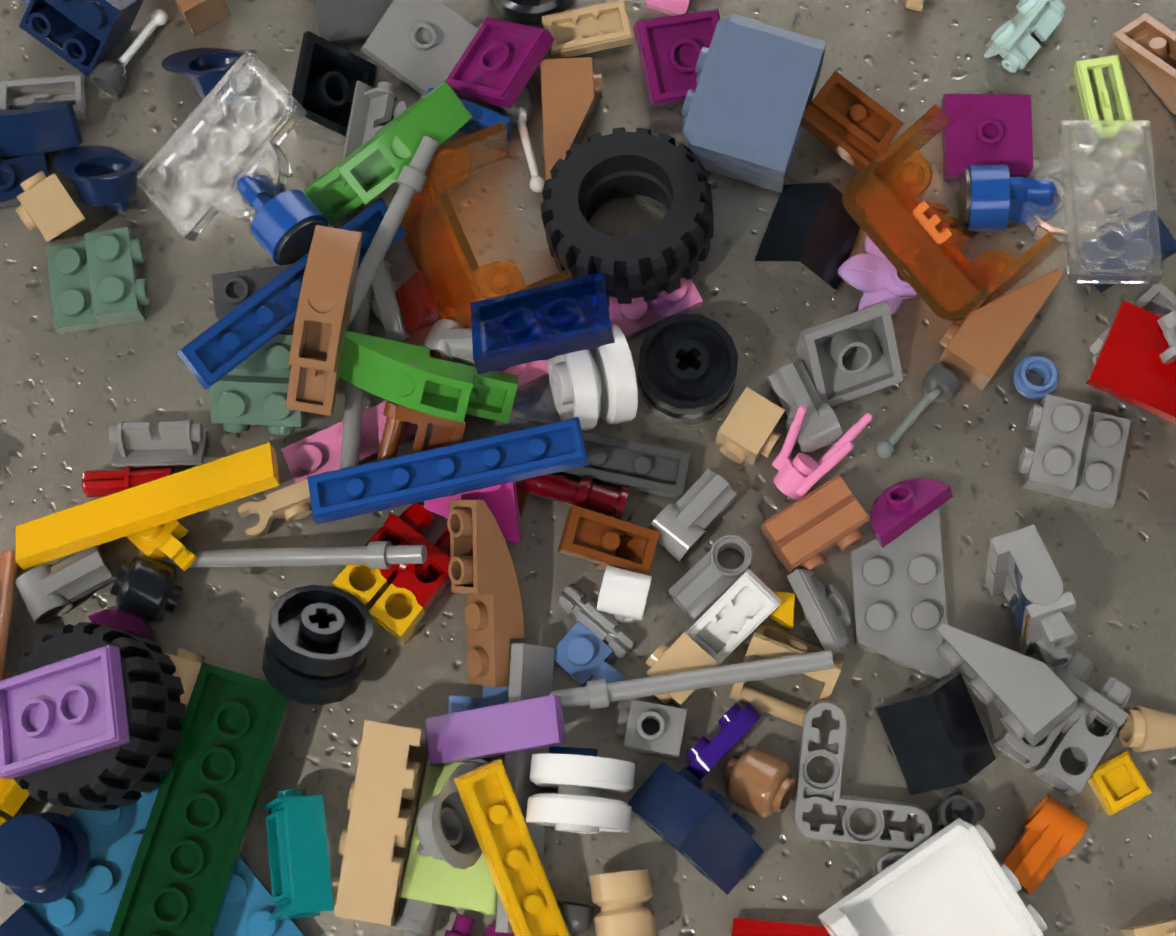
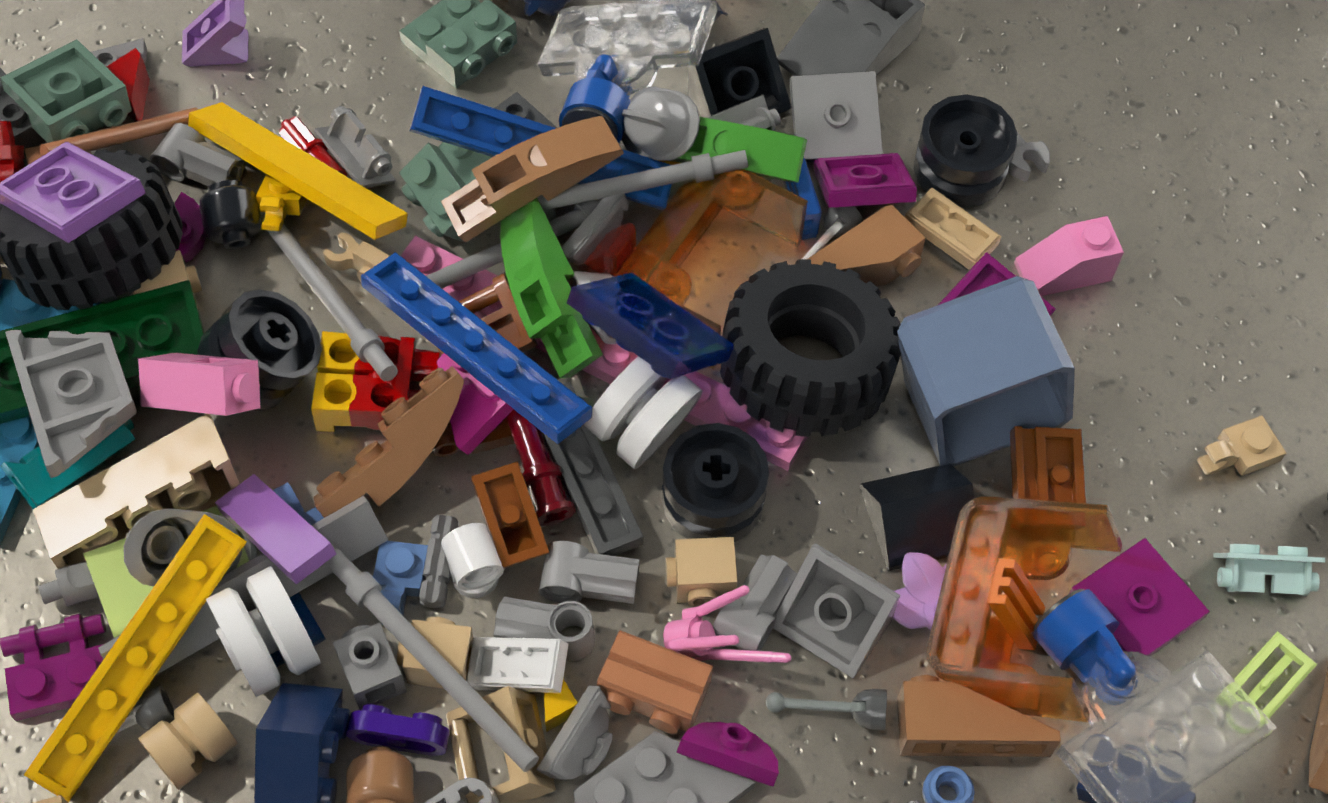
camera: 50 degrees right, 15 degrees down
(255, 821) = (71, 392): none -> light grey wing
(329, 712) = (199, 383): none -> bright pink brick
(341, 181) = (660, 123): none -> light grey piece

